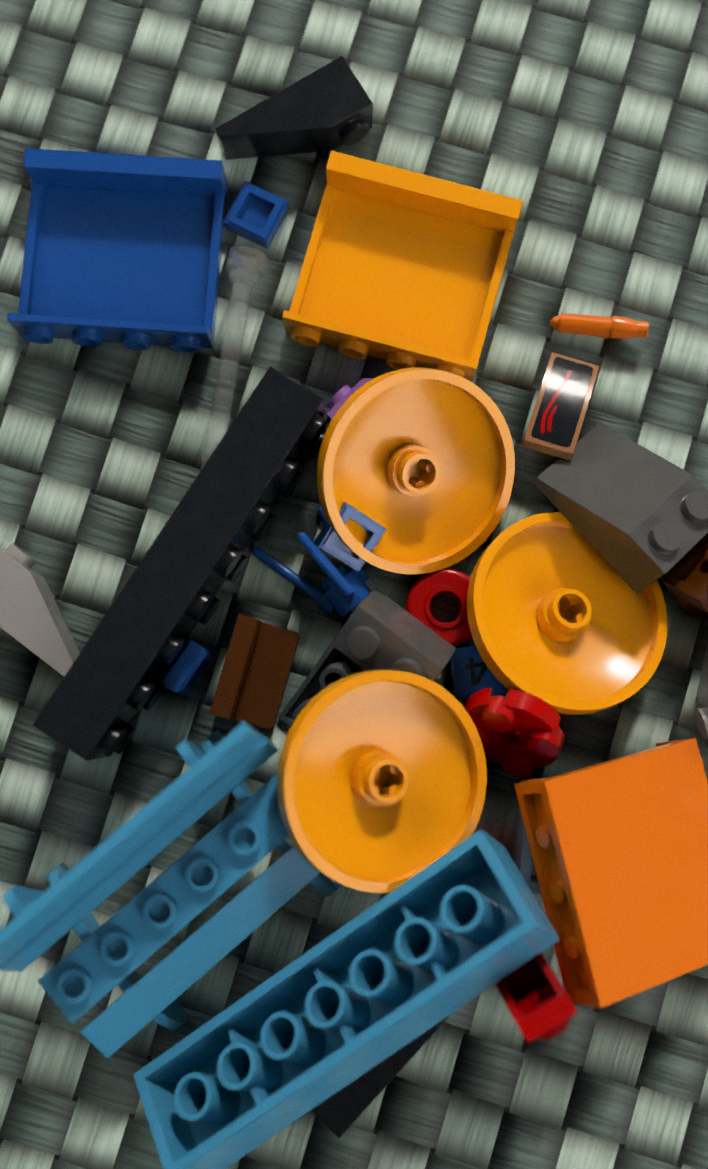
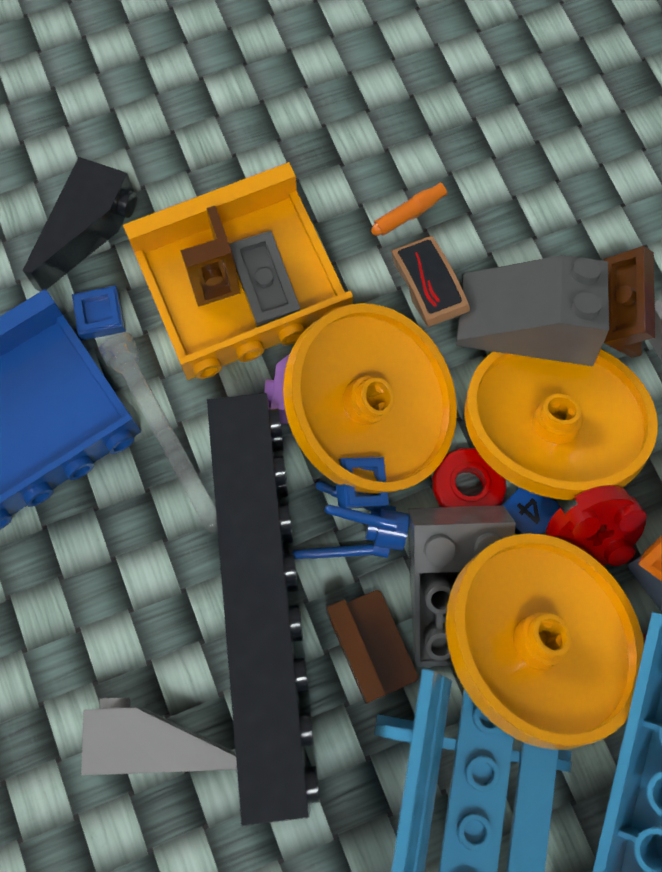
camera: 45 degrees left, 10 degrees down
(188, 667) = (318, 682): blue tile -> none
(375, 251) = (211, 265): none -> reddish brown panel
(414, 293) = (264, 278): none -> dark grey plate

